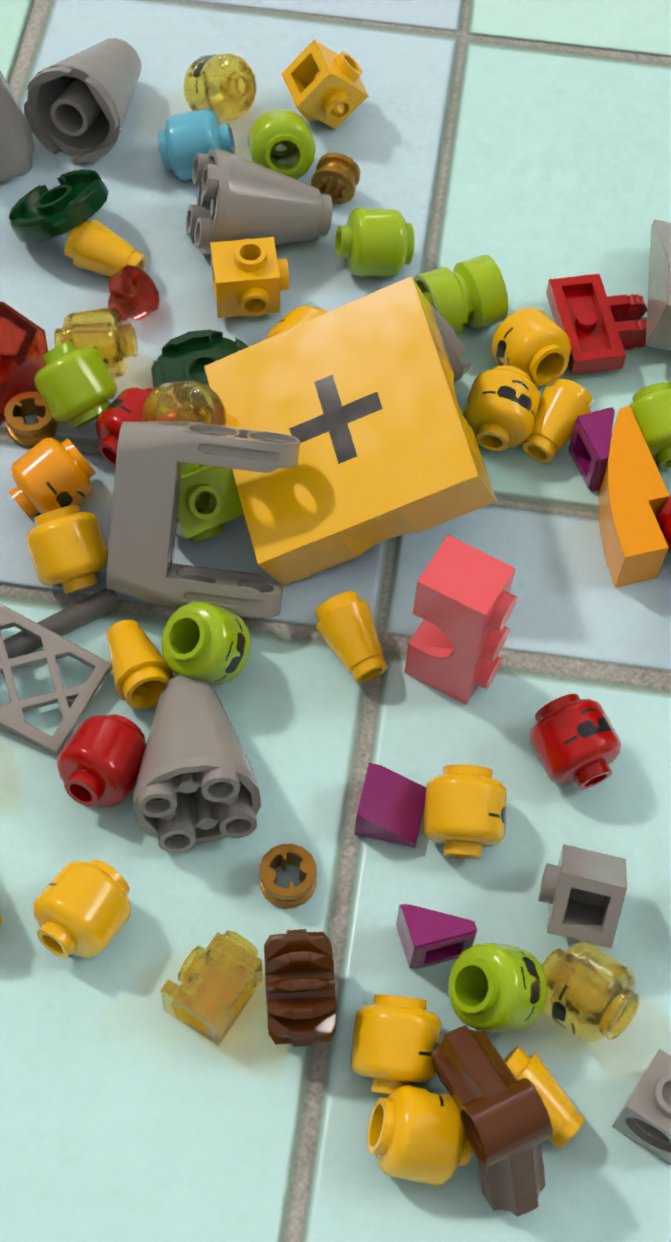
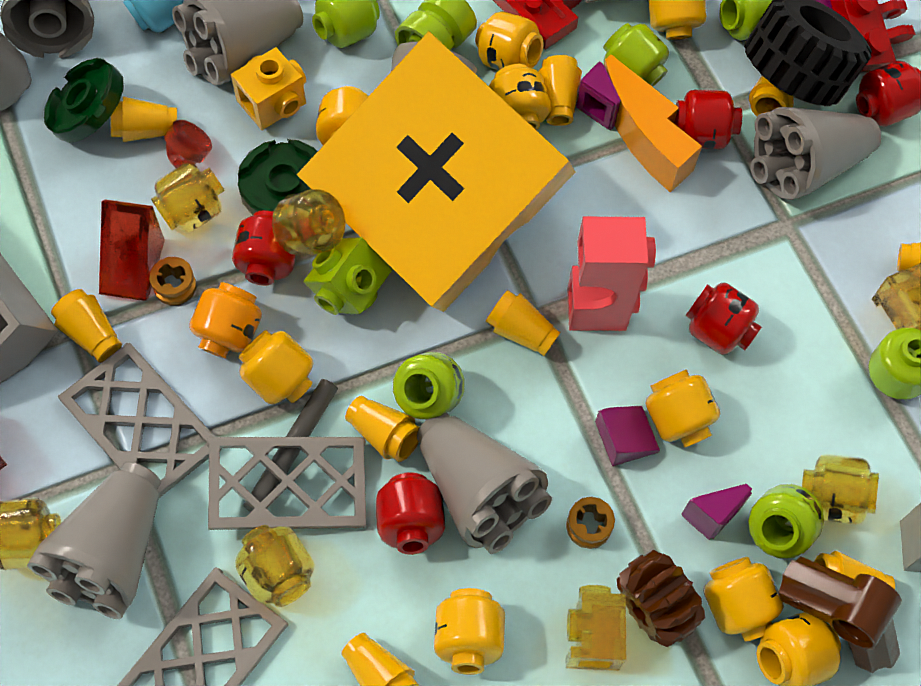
camera: 30 degrees left, 5 degrees up
(75, 384) = (199, 237): lime head -> none
(147, 513) = (329, 305): light grey connector -> none
(584, 895) = (802, 423): light grey brick -> none

